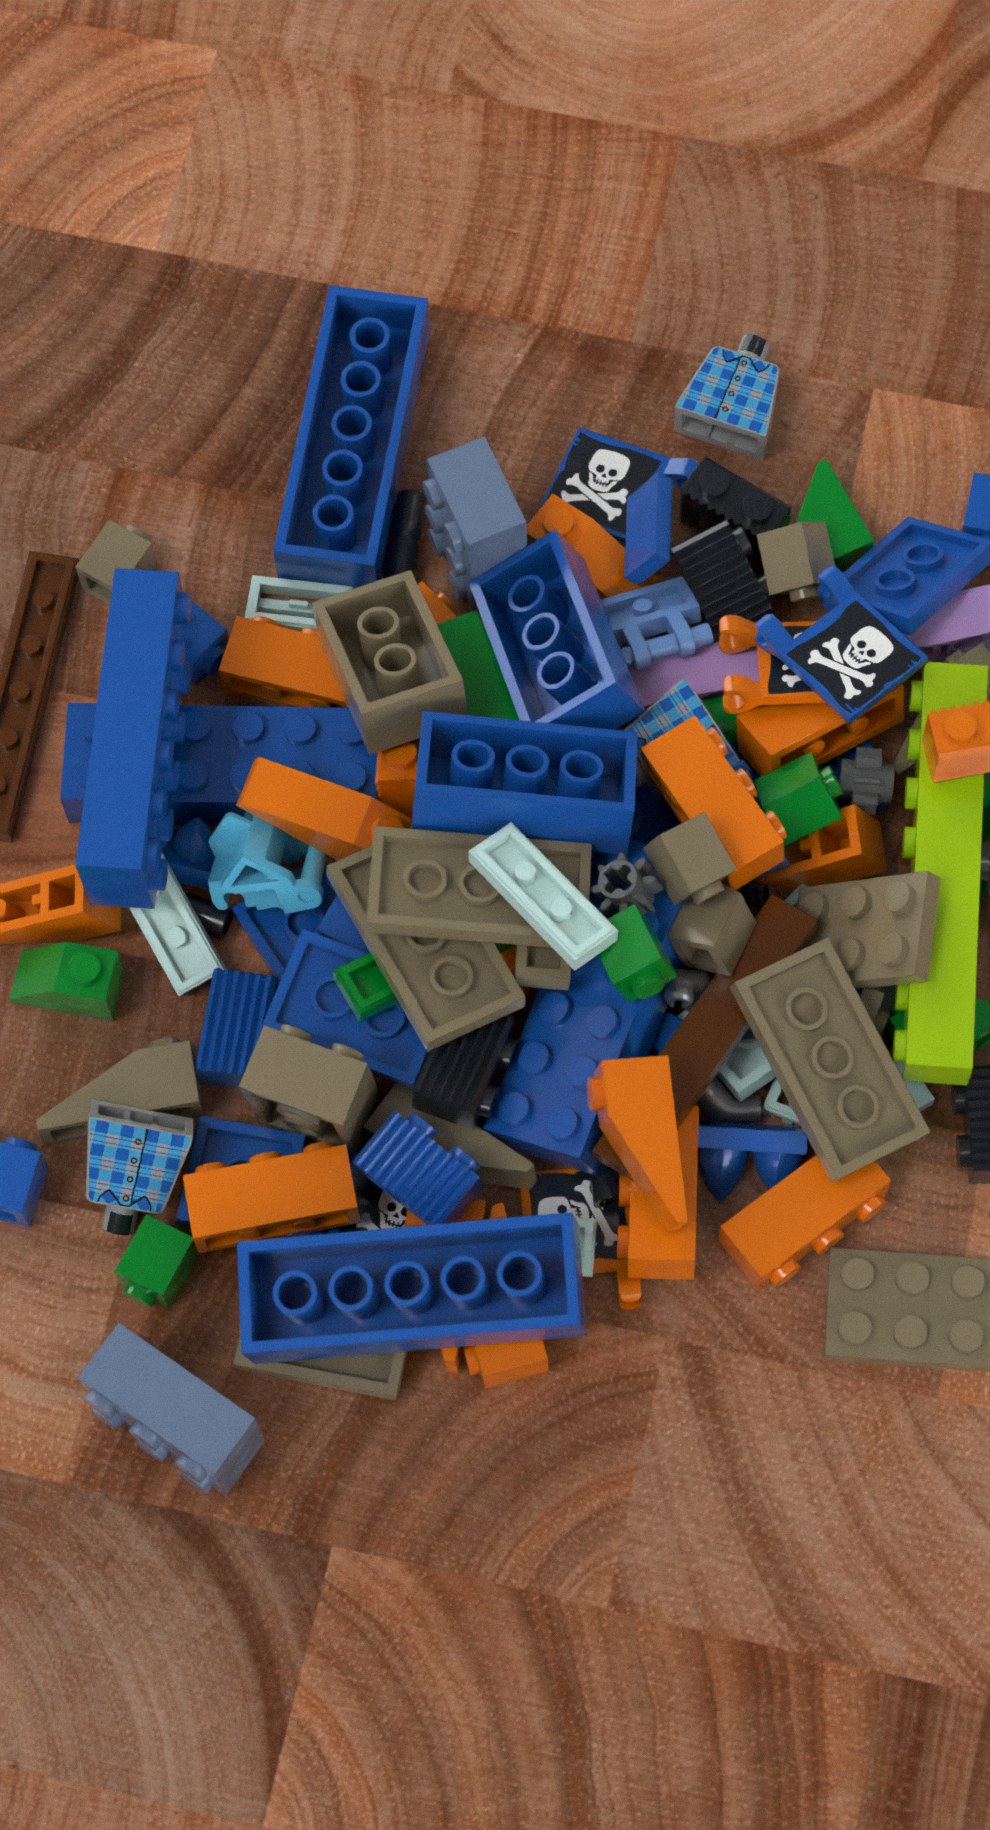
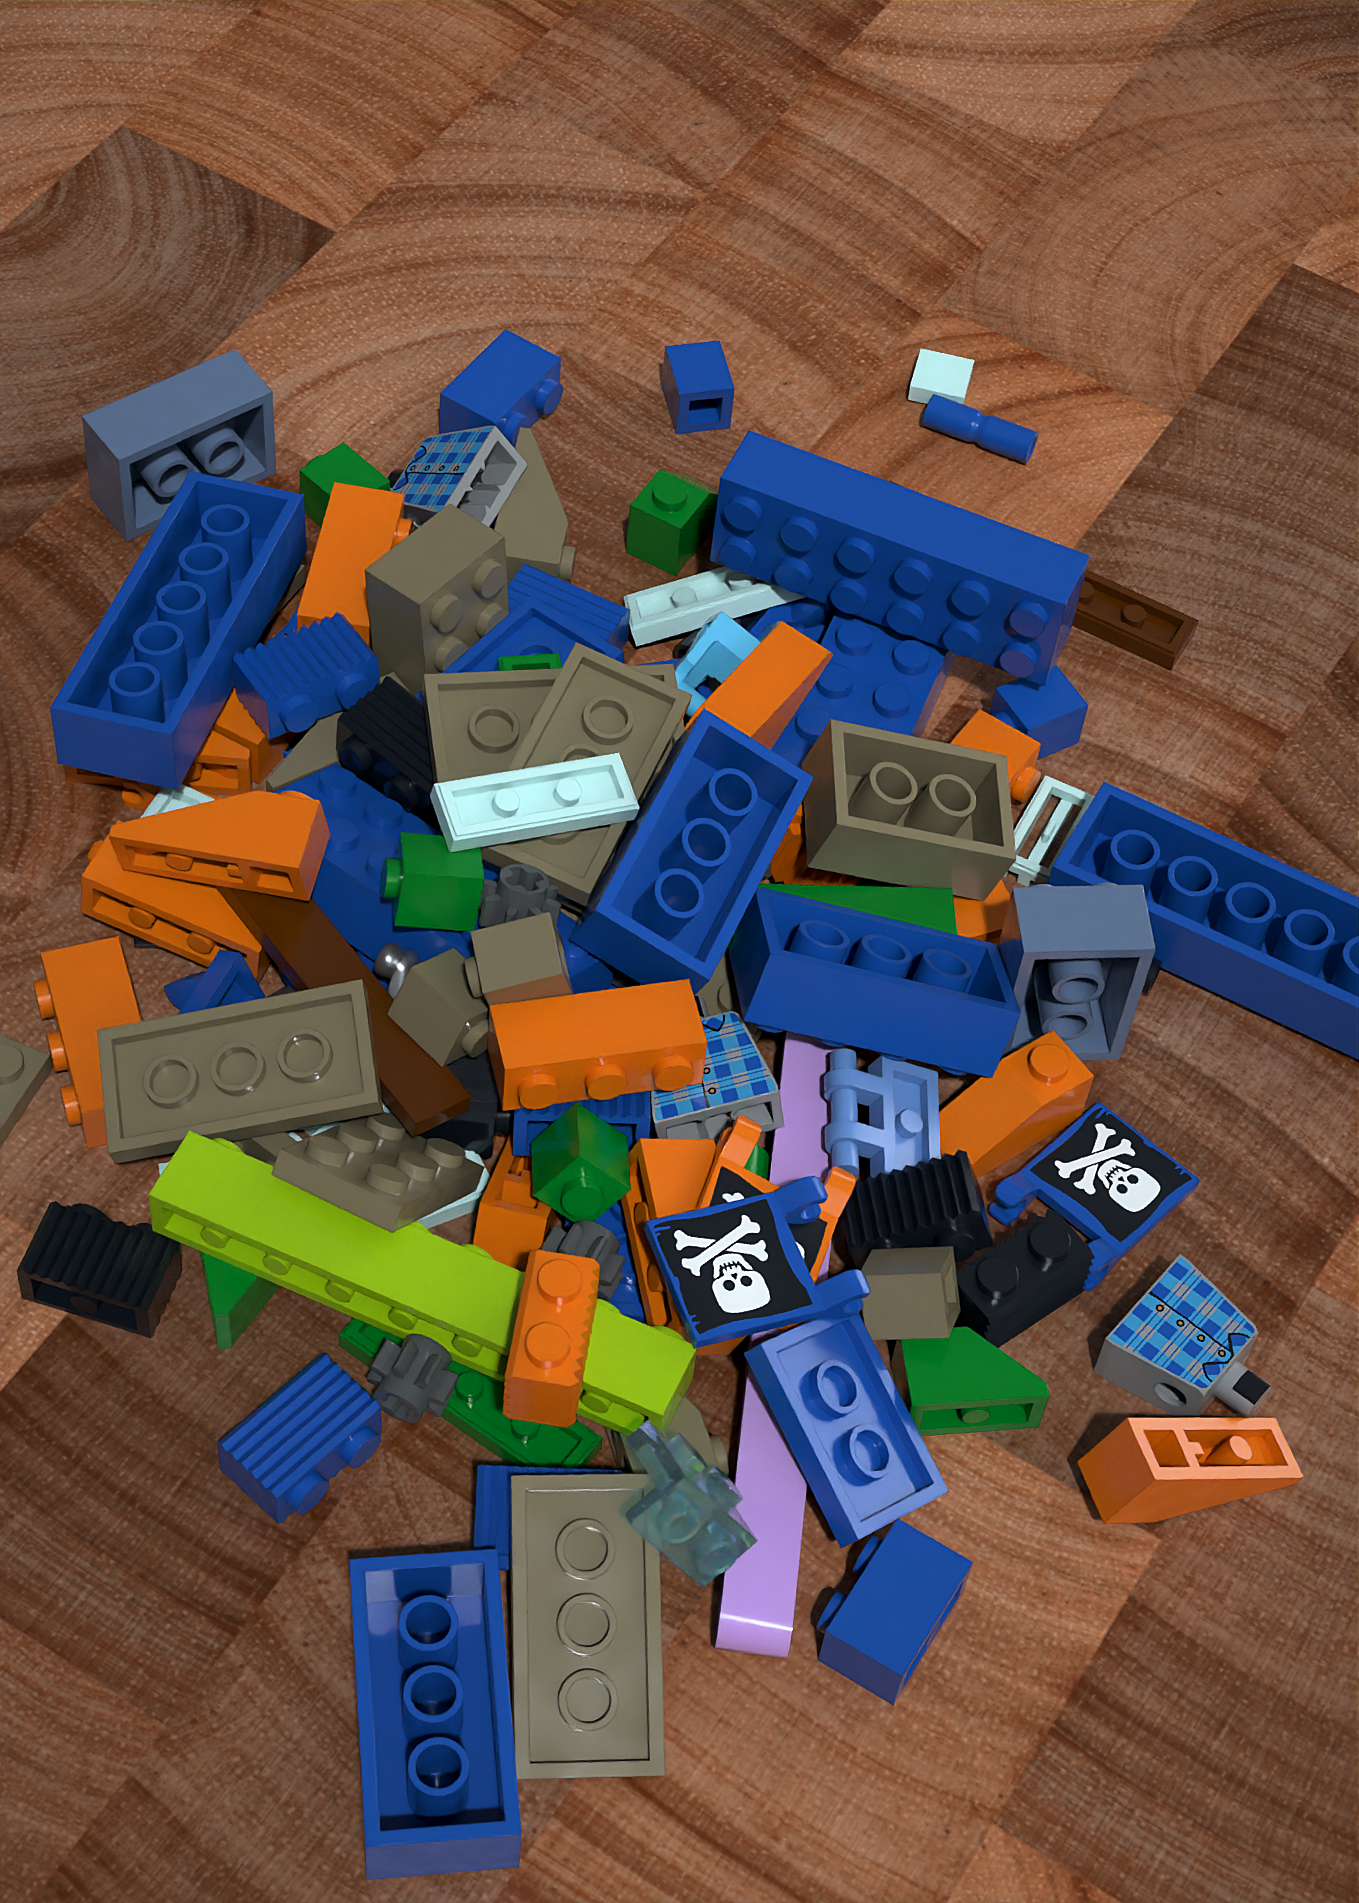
camera: 100 degrees right, 15 degrees down
(110, 550) = (1151, 681): dark tan brick -> none
(648, 528) = (1014, 1164): blue tile -> none
(830, 375) = (1185, 1465): none -> orange slope

